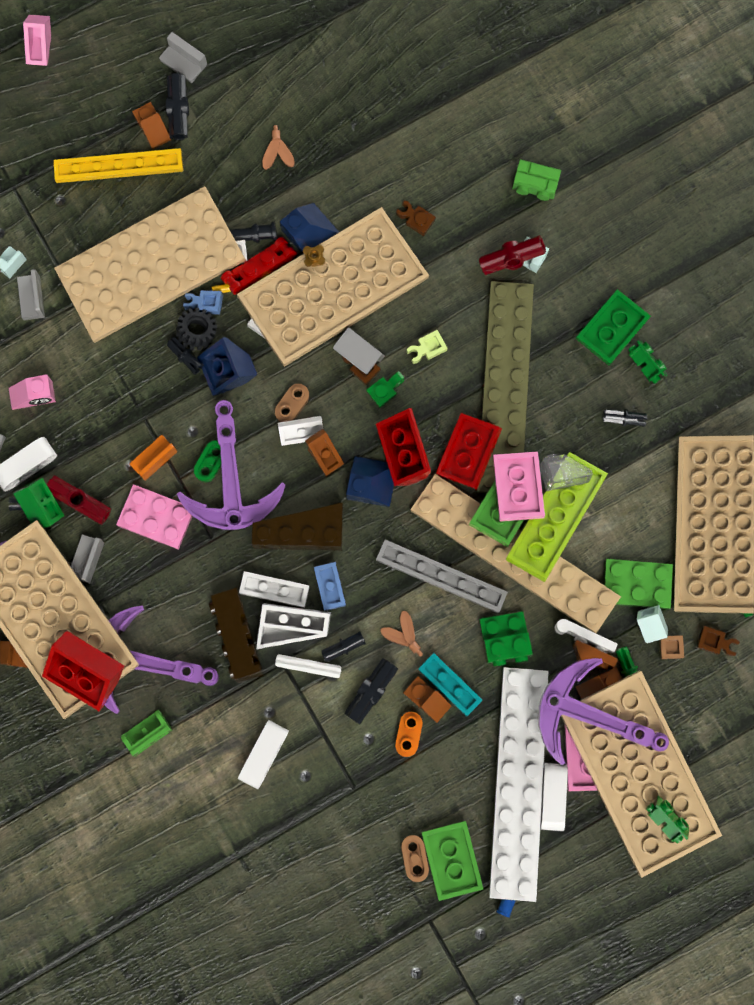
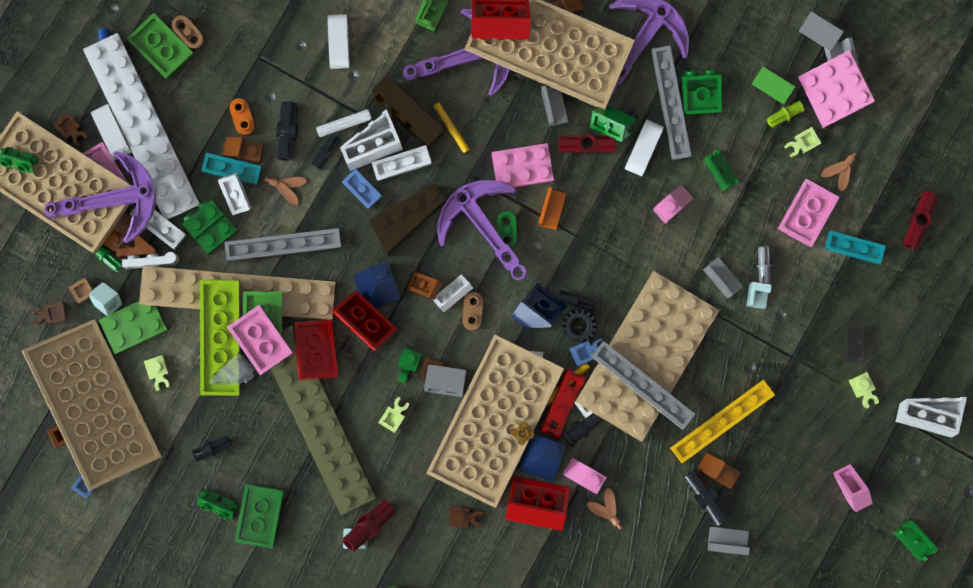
camera: 150 degrees right, 5 degrees up
(171, 233) = (643, 385): none -> light grey plate
(202, 597) = (451, 127): none -> yellow bar
(279, 188) = (584, 476): none -> bright pink slope
(338, 189) = (537, 503): none -> red slope
(461, 655) = (234, 193): none -> white plate
(554, 661) = (164, 229): none -> white plate
(595, 828) = (70, 128): none -> reddish brown plate
(637, 526) = (156, 370): none -> yellowish green plate

